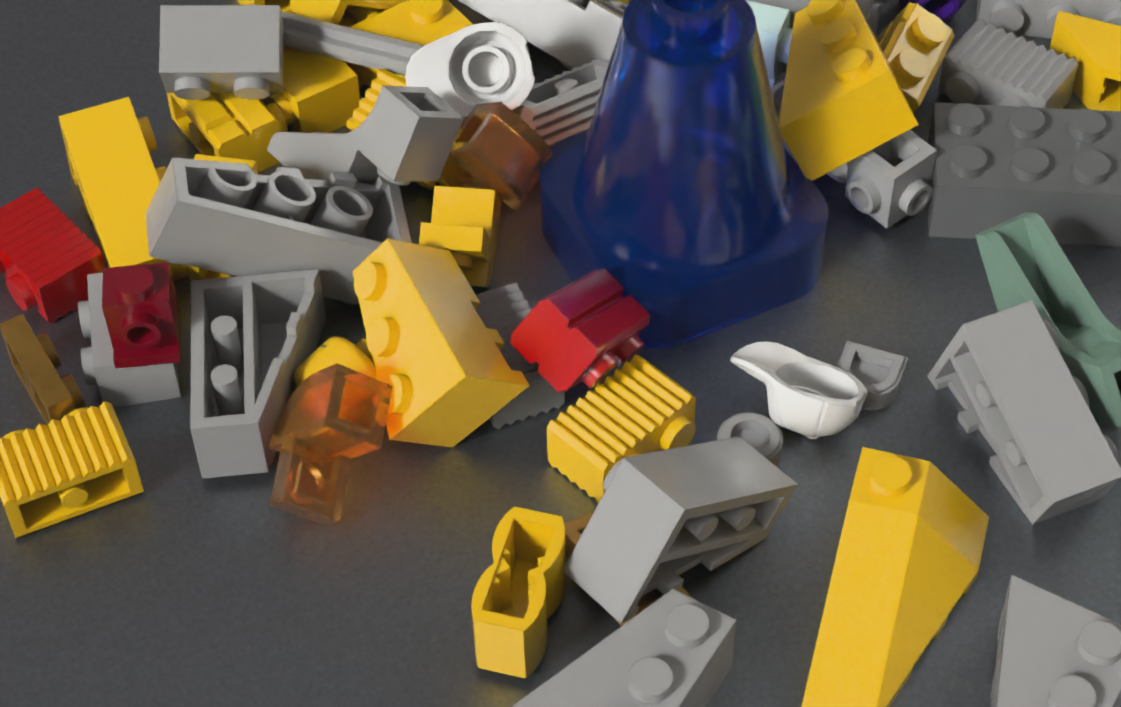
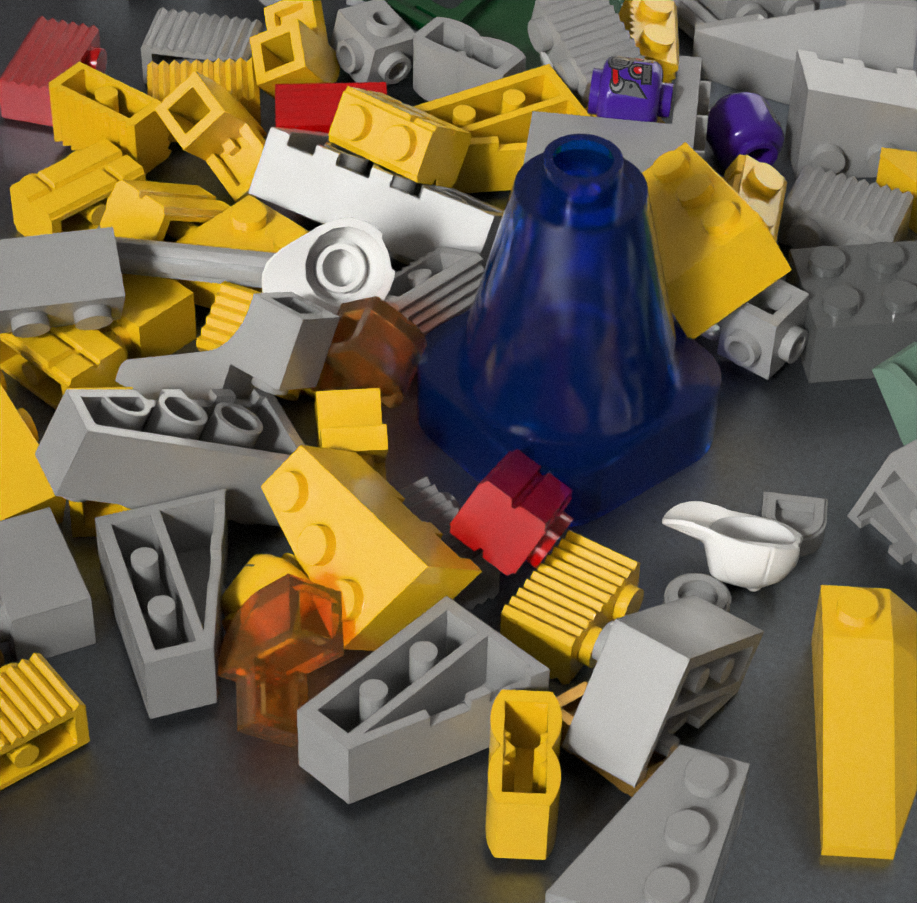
camera: 15 degrees left, 5 degrees down
(142, 314) = (58, 557): dark red brick -> none
(434, 503) = (412, 703): none -> light grey wedge

